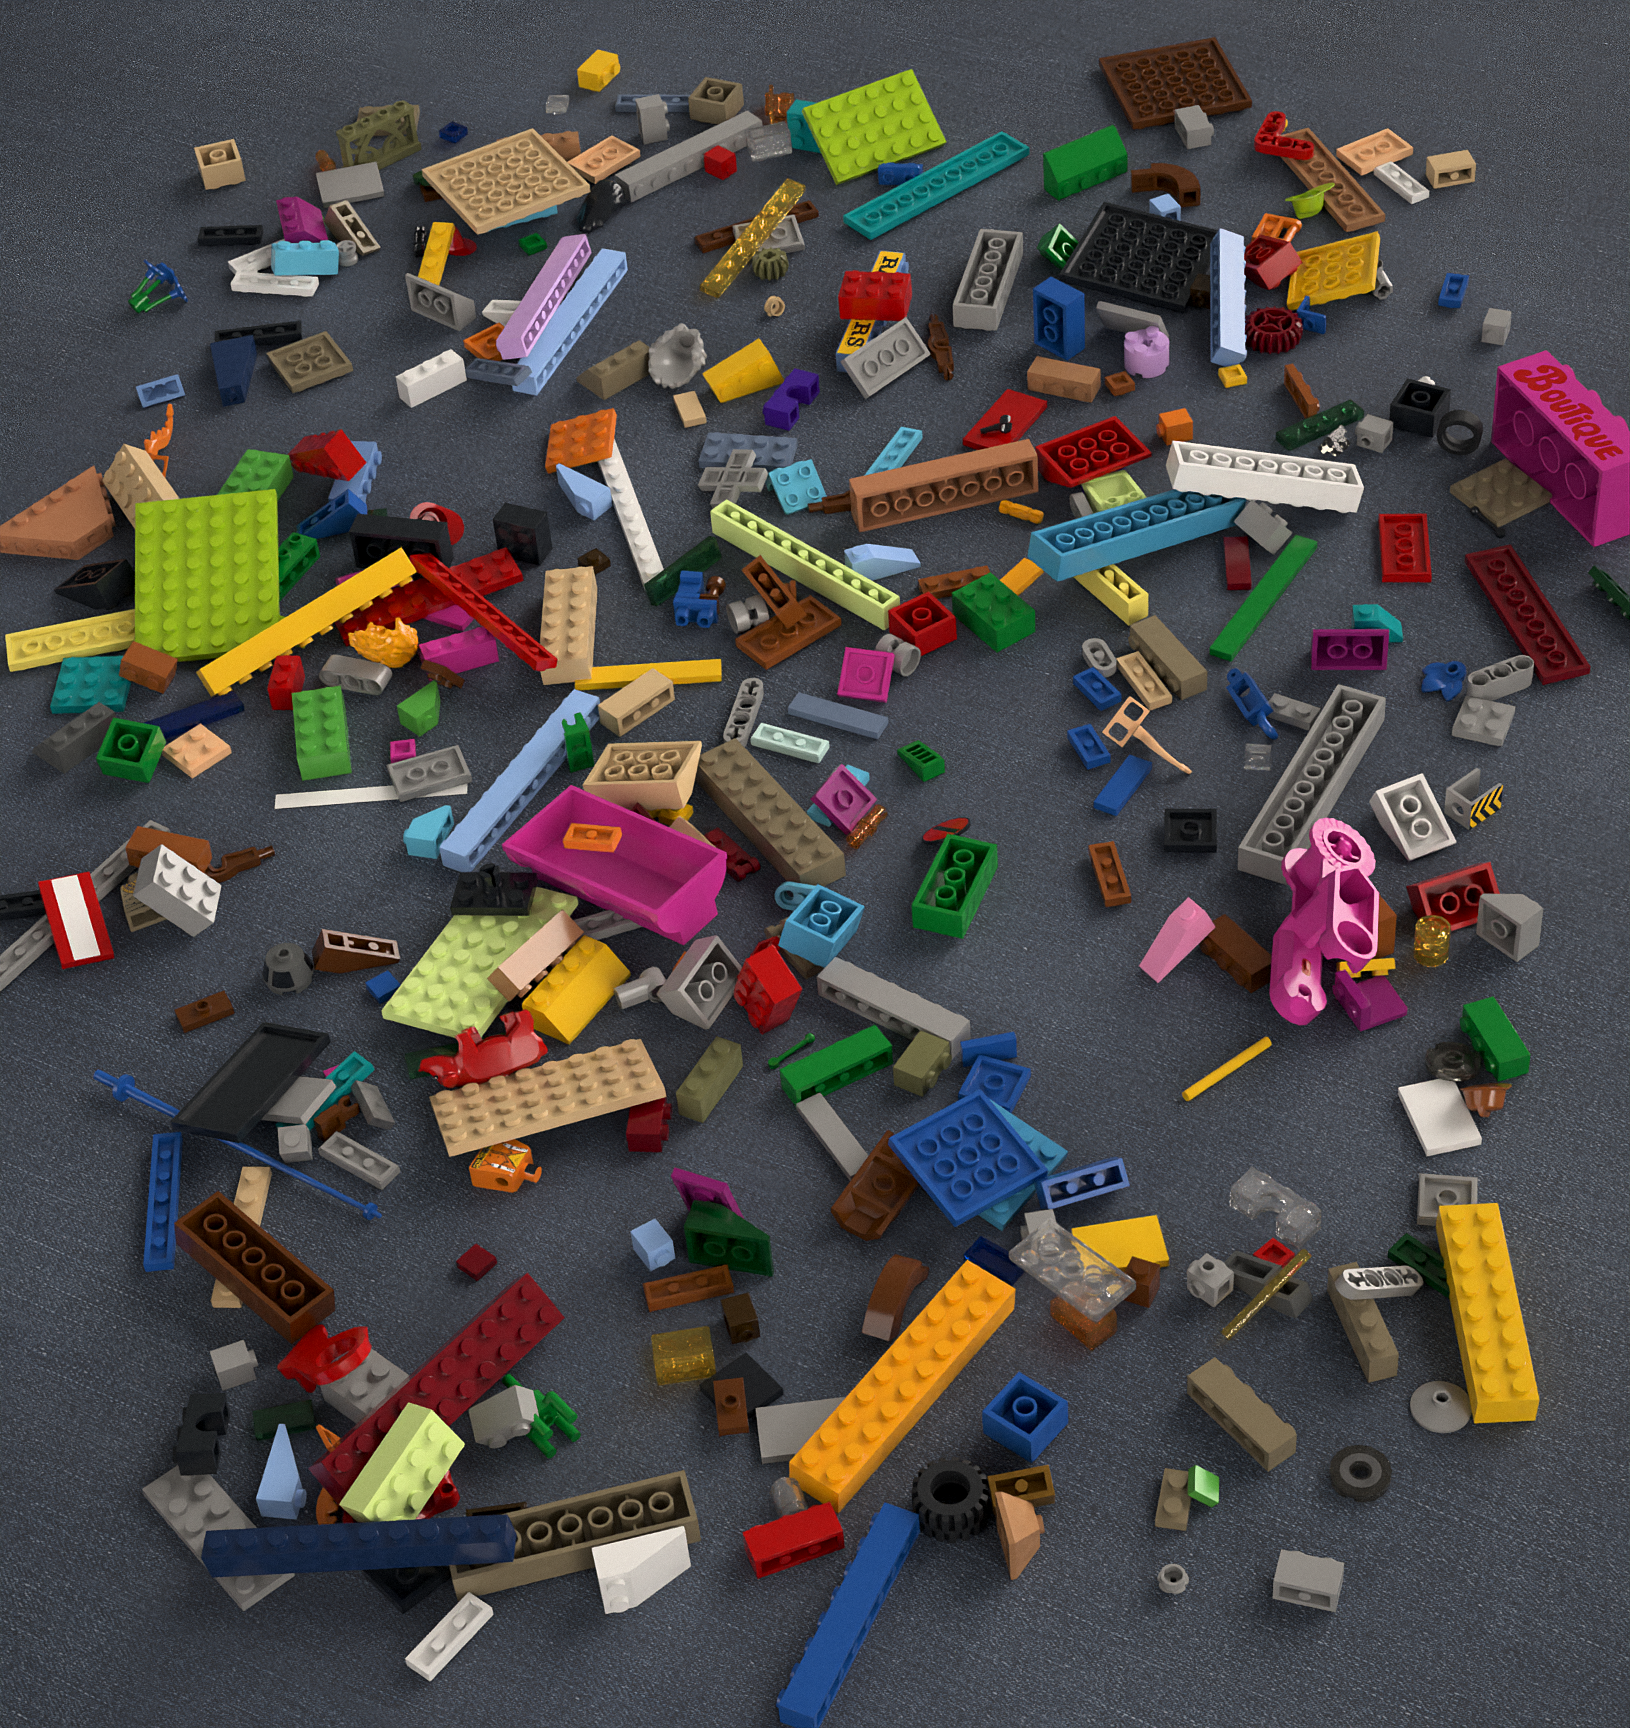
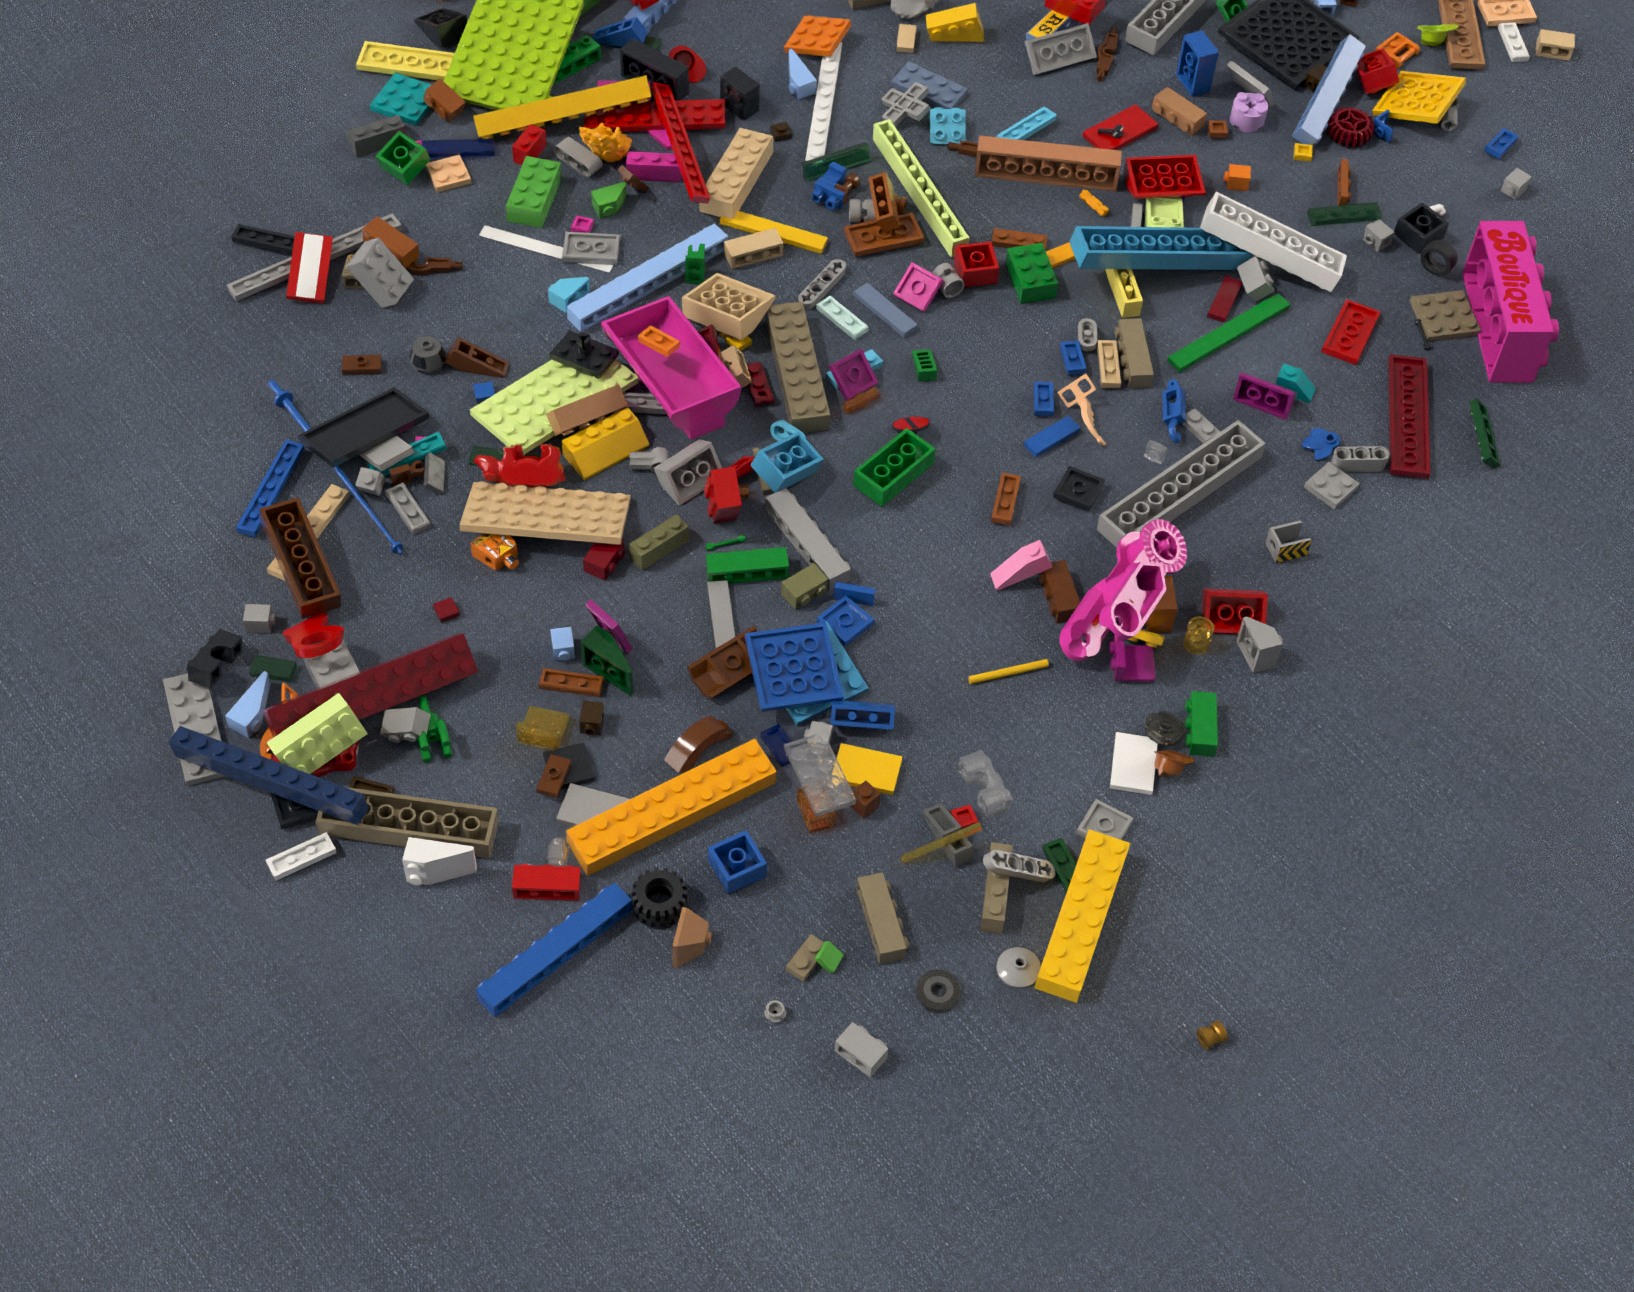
camera: 15 degrees right, 10 degrees up
(783, 406) = (969, 61): dark purple arch -> none
(880, 561) = (970, 203): light blue slope -> none
(1027, 1484) = (711, 910): pearl gold brick -> none
(1209, 1279) = (910, 816): light grey brick -> none
(1334, 440) = (1347, 229): clear smoke tile -> none
(1412, 817) = (1237, 539): white slope -> none

